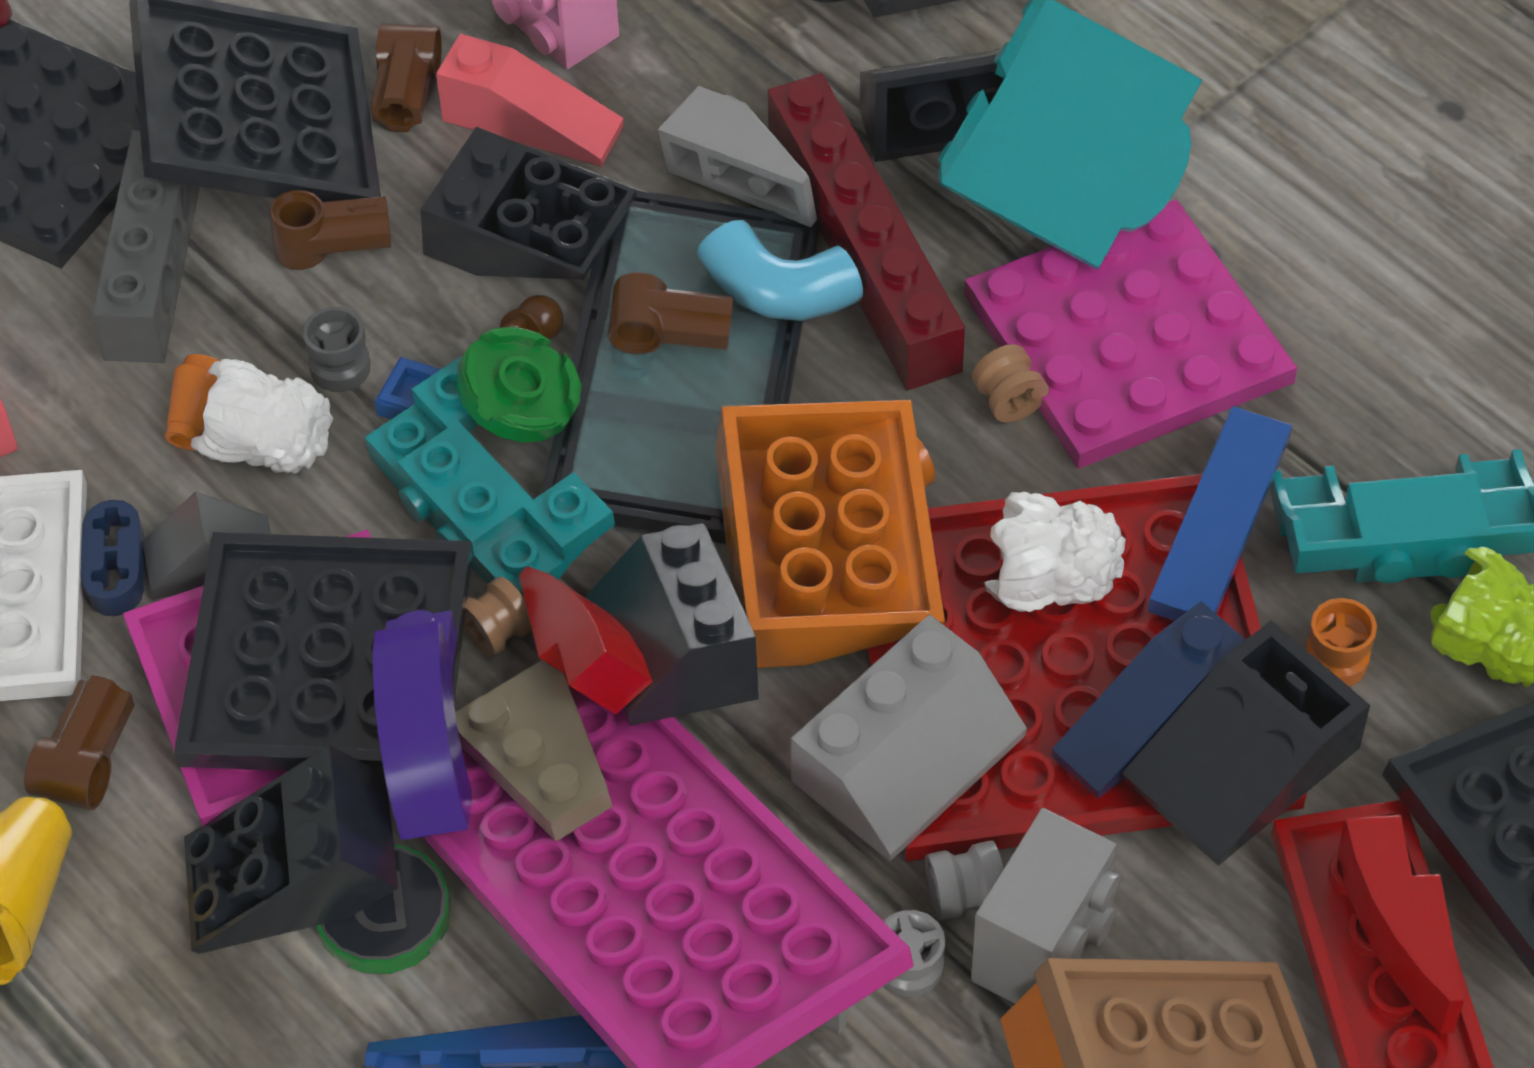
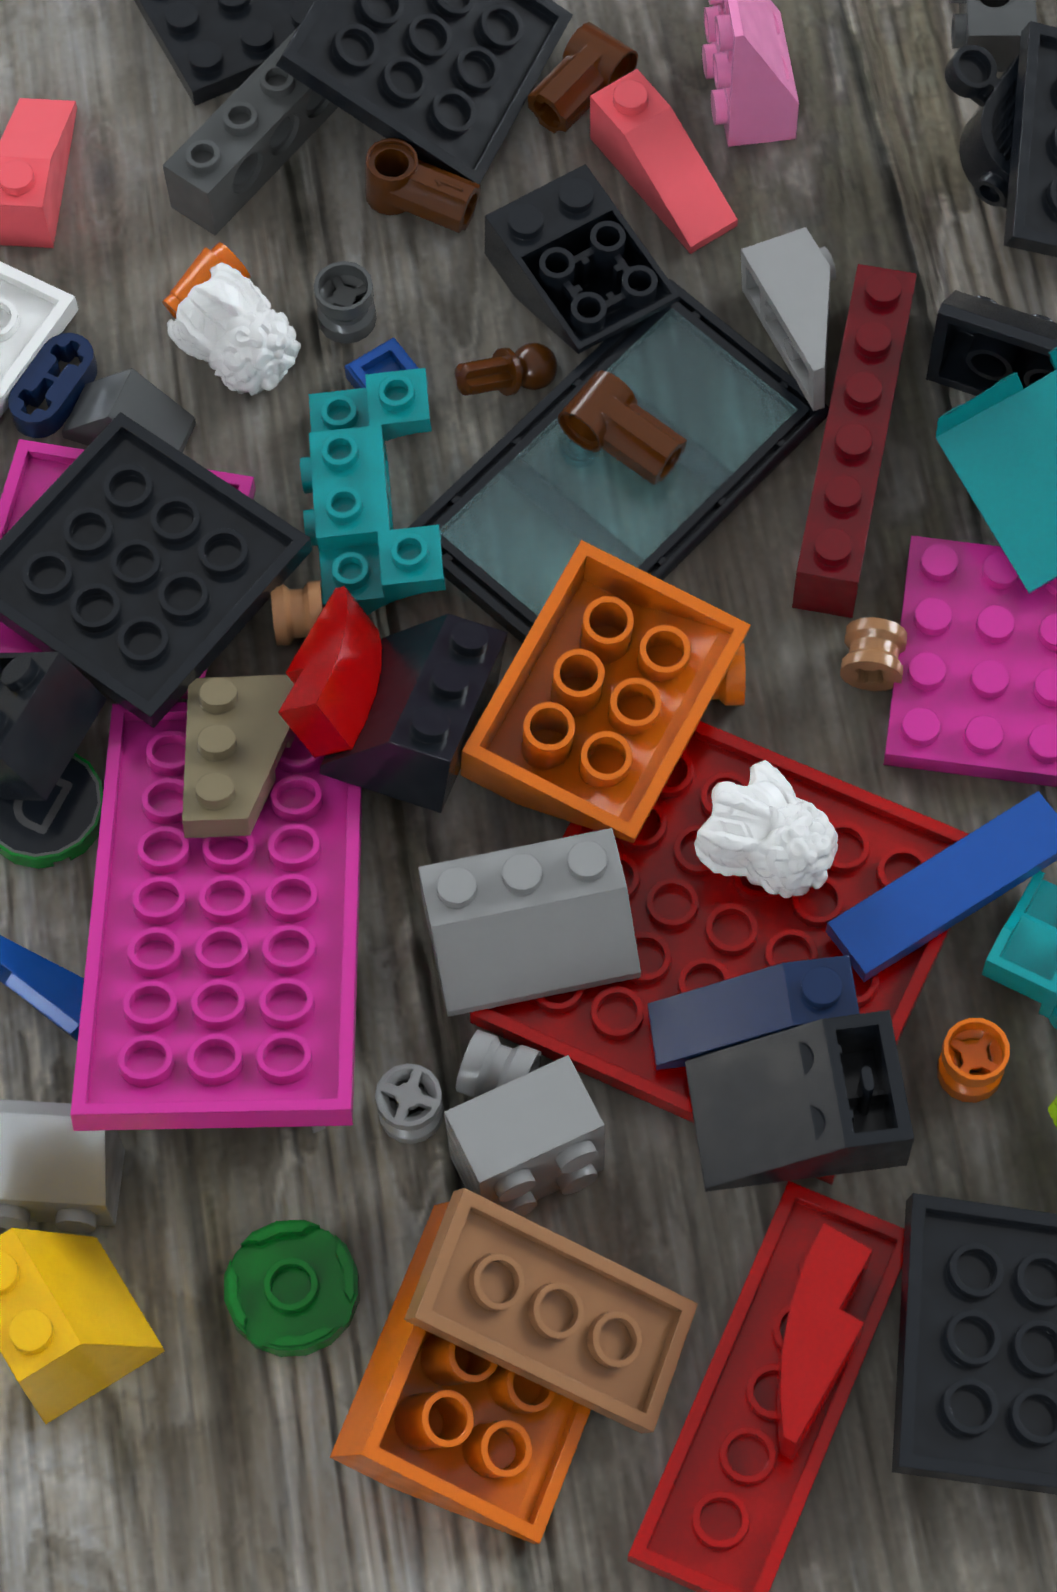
camera: 35 degrees right, 10 degrees up
(419, 724) = (136, 668): dark purple arch -> none
(518, 385) = (449, 420): green tile -> none
(776, 285) = (733, 450): medium azure cylinder -> none

